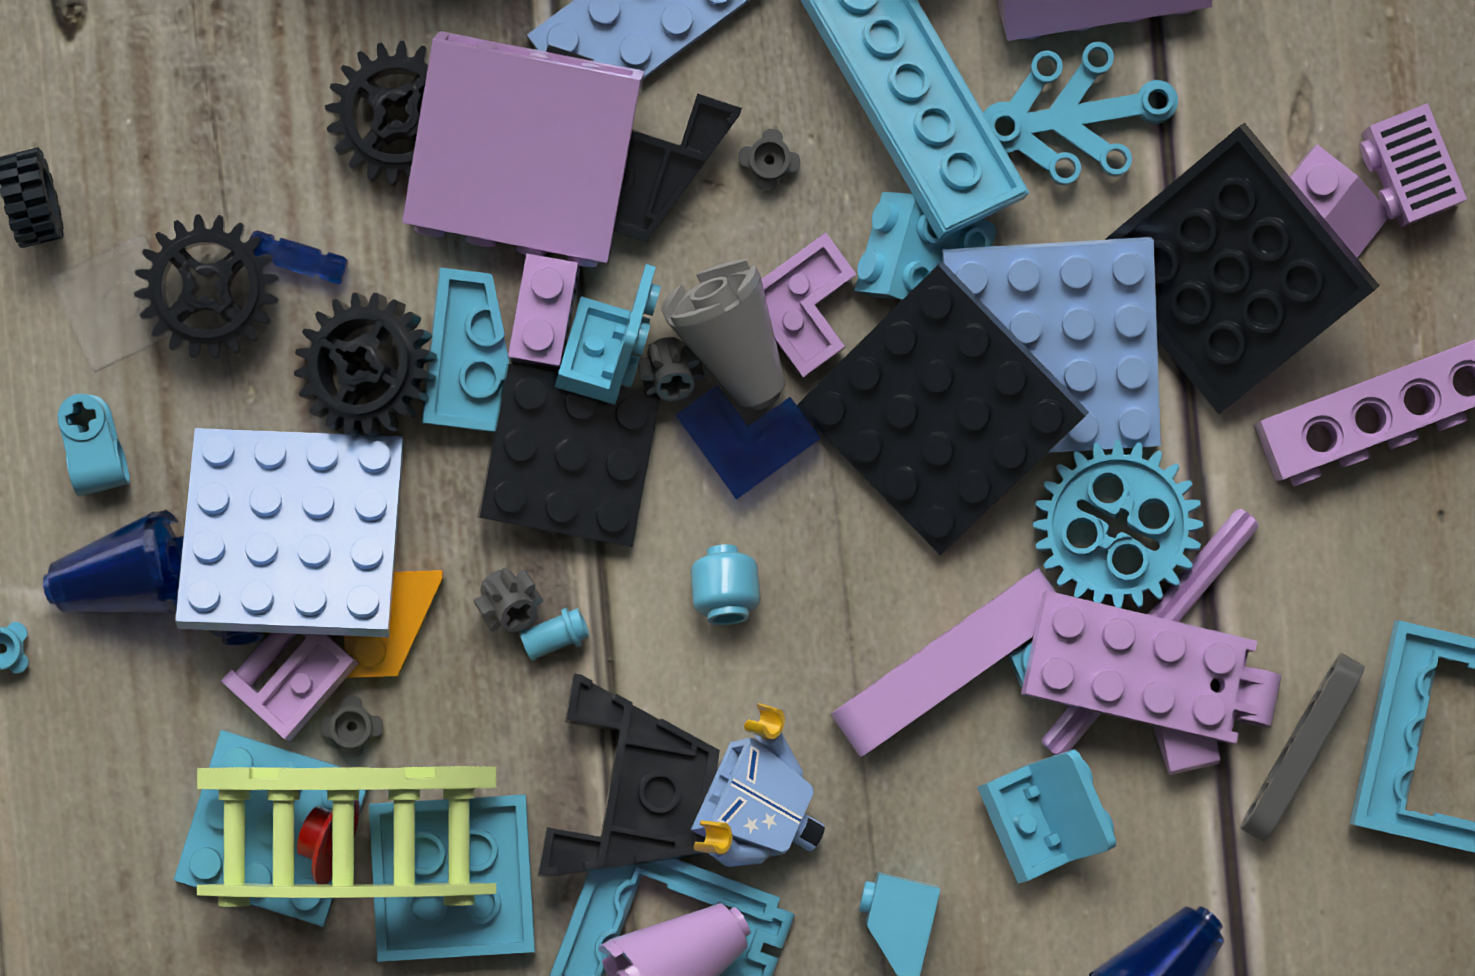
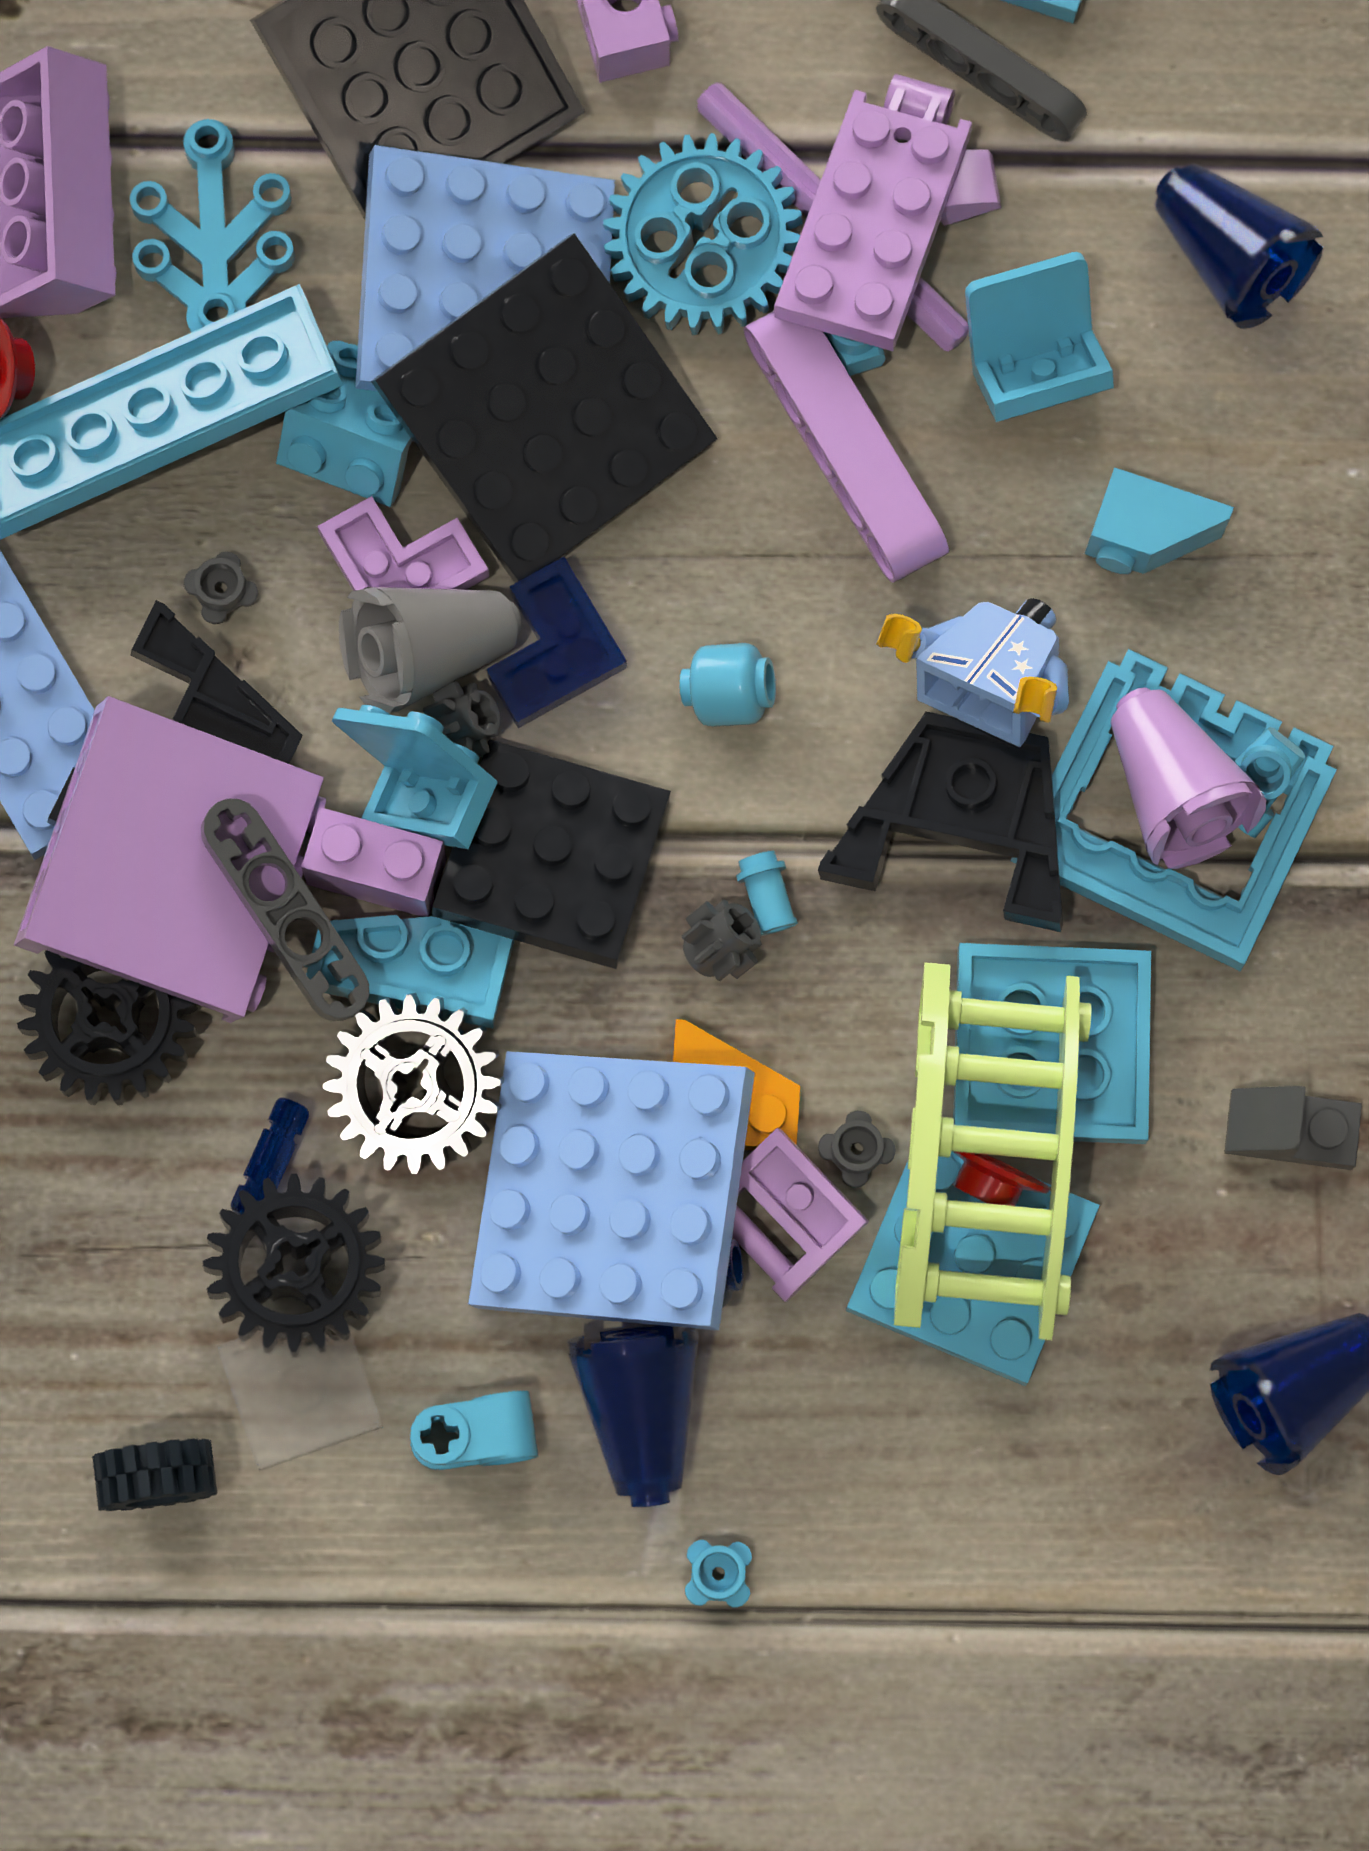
camera: 85 degrees left, 10 degrees down
(485, 242) = (293, 905): none -> dark grey beam

